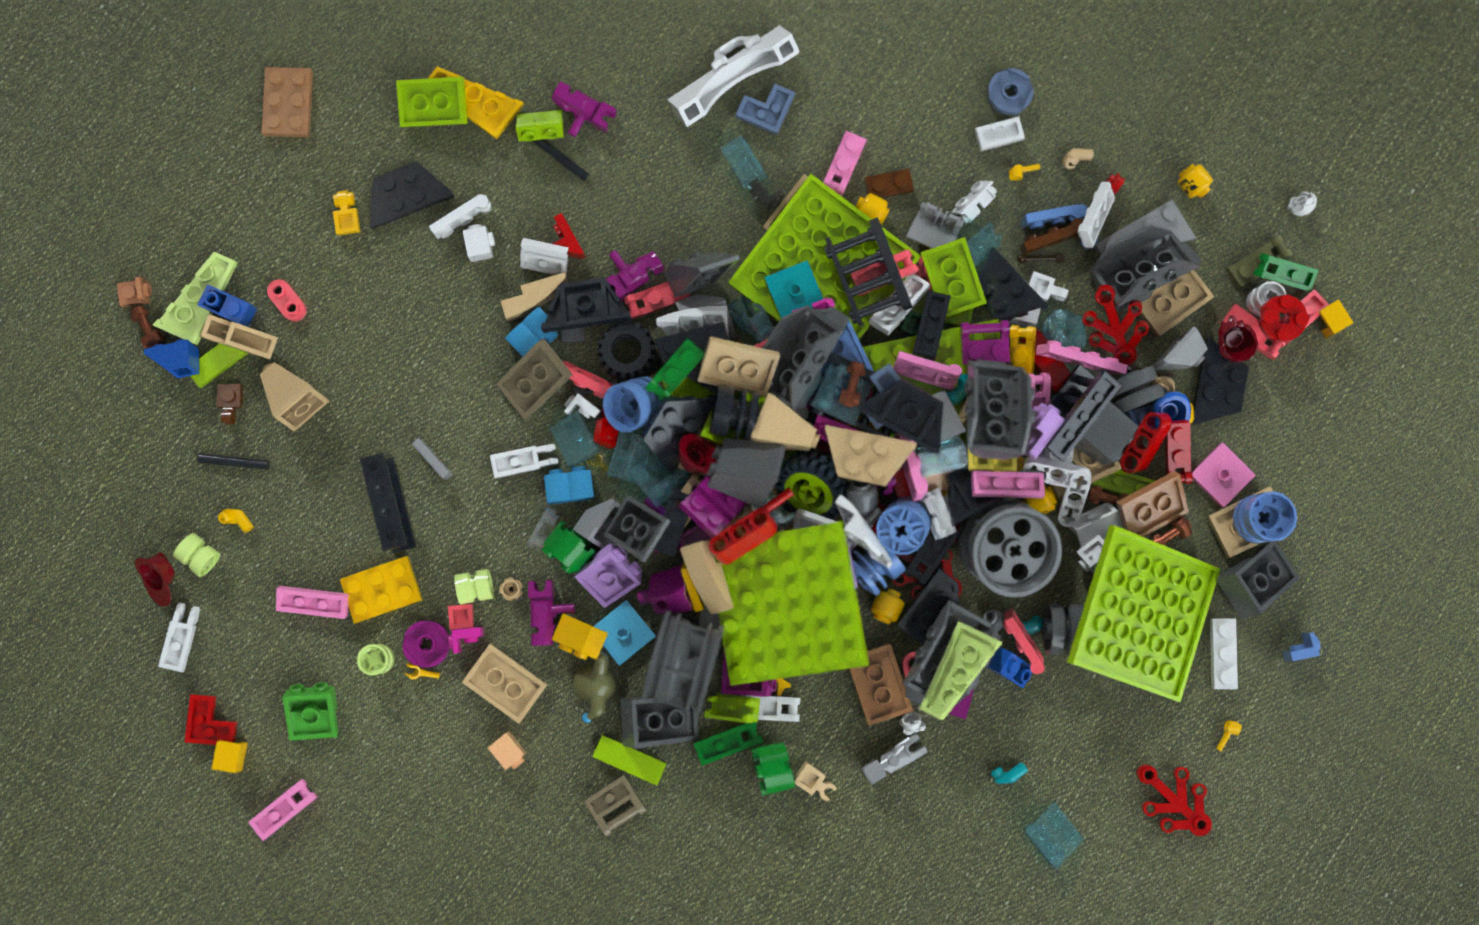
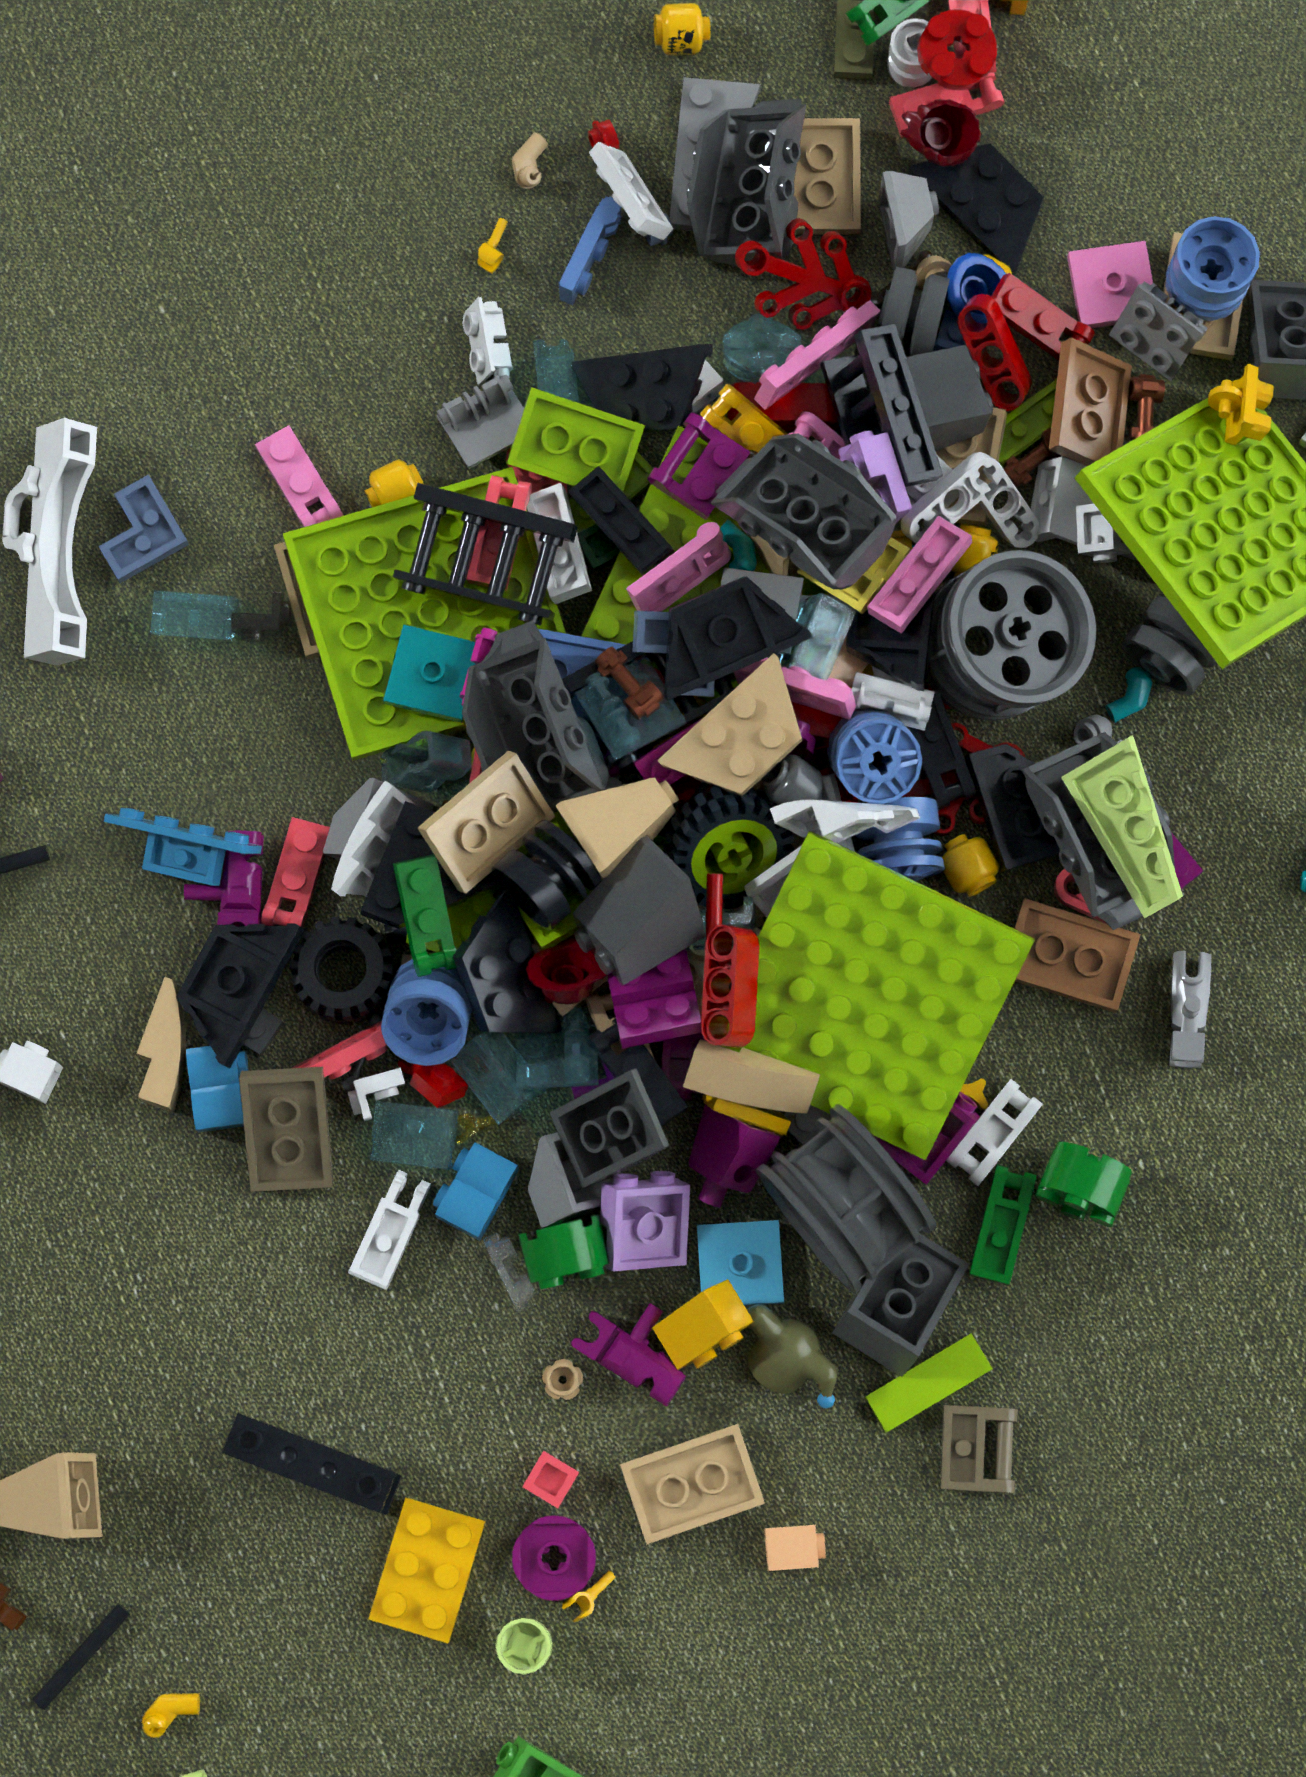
camera: 45 degrees left, 5 degrees down
(312, 602) = (373, 1682): bright pink plate -> none
(432, 459) = (292, 1359): light grey tile -> none
(468, 634) = (586, 1487): dark pink bracket -> none
(474, 586) = (521, 1428): yellowish green wheel -> none
(543, 257) = (119, 992): white plate -> none
(568, 240) = (127, 943): red slope -> none
(629, 237) = (181, 851): none -> dark azure bracket
(698, 271) = (304, 786): dark grey slope -> none
(733, 708) = (960, 1179): lime hinge -> none
(812, 779) = (1138, 1144): tan plate -> none
(890, 184) = (375, 439): reddish brown plate -> none
(912, 723) = (1156, 948): white plate -> none
(999, 133) = (417, 240): white plate -> none
(1010, 667) = (1175, 757): blue slope -> none
(1022, 88) = (367, 206): sand blue plate -> none
(1024, 641) = (1152, 712): coral plate -> none
(1045, 287) = (681, 332): white plate -> none
(1052, 236) = (616, 272): reddish brown plate -> none
(1058, 258) = (652, 287): dark brown hinge -> none
(1207, 576) = (1238, 403): none -> yellow hips
(1214, 512) = (1156, 330): none -> light grey hinge

